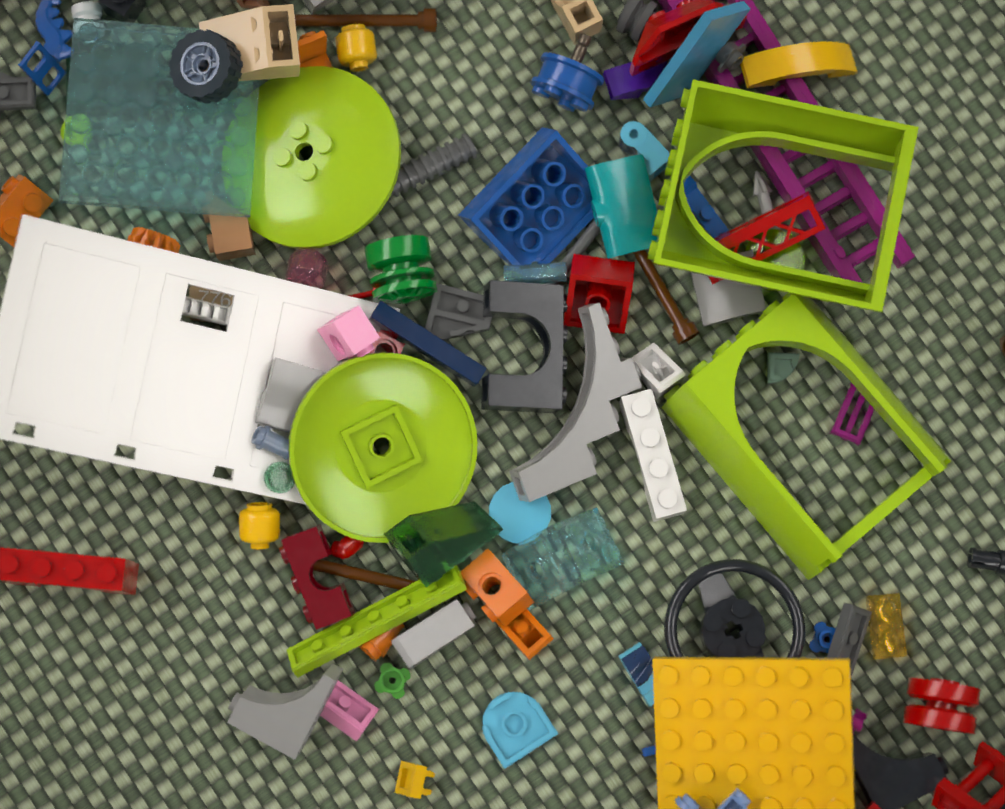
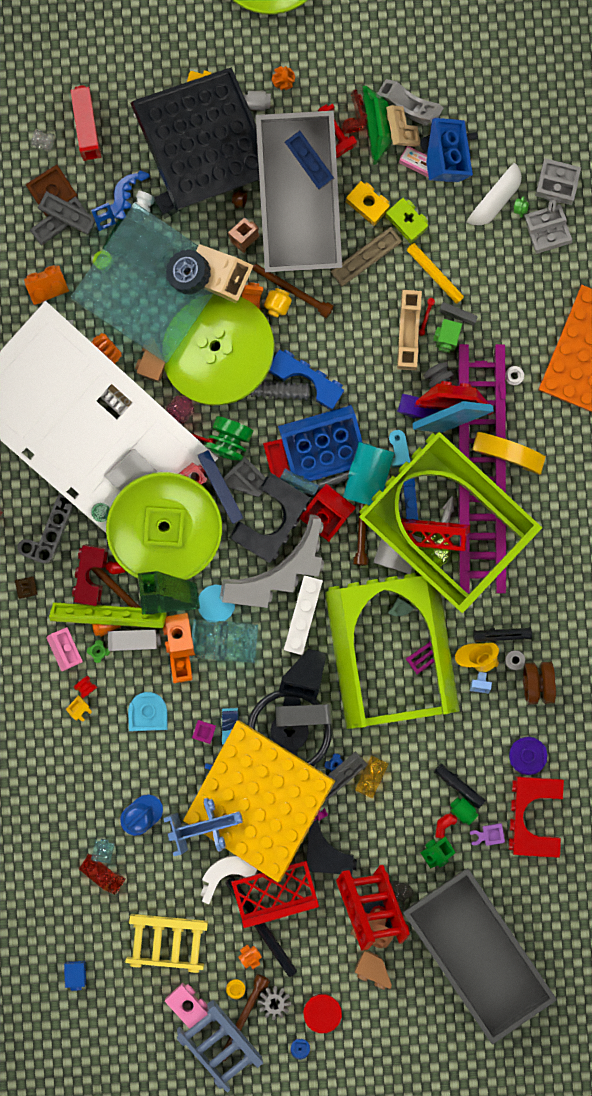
camera: 30 degrees right, 5 degrees up
(220, 543) = (59, 529): none -> dark grey beam
(235, 651) = (26, 587): none -> dark brown tile
(259, 524) = (76, 529): yellow head -> none
(271, 441) = (106, 490): sand blue pin -> none
(283, 718) = (30, 637): light grey arch -> none
(349, 334) = (180, 458): bright pink brick -> none
(404, 743) = (85, 687): none -> red wheel
(479, 258) = (276, 457): none -> red tile
(496, 127) = (286, 366): none -> blue arch
(568, 78) = (378, 388): blue wheel -> none
(612, 704) = (204, 731): none -> magenta plate
(658, 370) = (333, 571): white slope -> none
(710, 537) = (305, 675): none -> black slope
(730, 56) = (472, 427): dark grey plate -> none
(743, 592) = (304, 715): none -> dark grey beam
(915, 338) = (522, 633): none -> black pin
(931, 366) = (478, 655): none -> yellow piece
(941, 706) = (373, 832): red wheel -> none
(956, 404) = (480, 685): none -> light blue tile
(976, 347) = (508, 660): none -> light grey brick

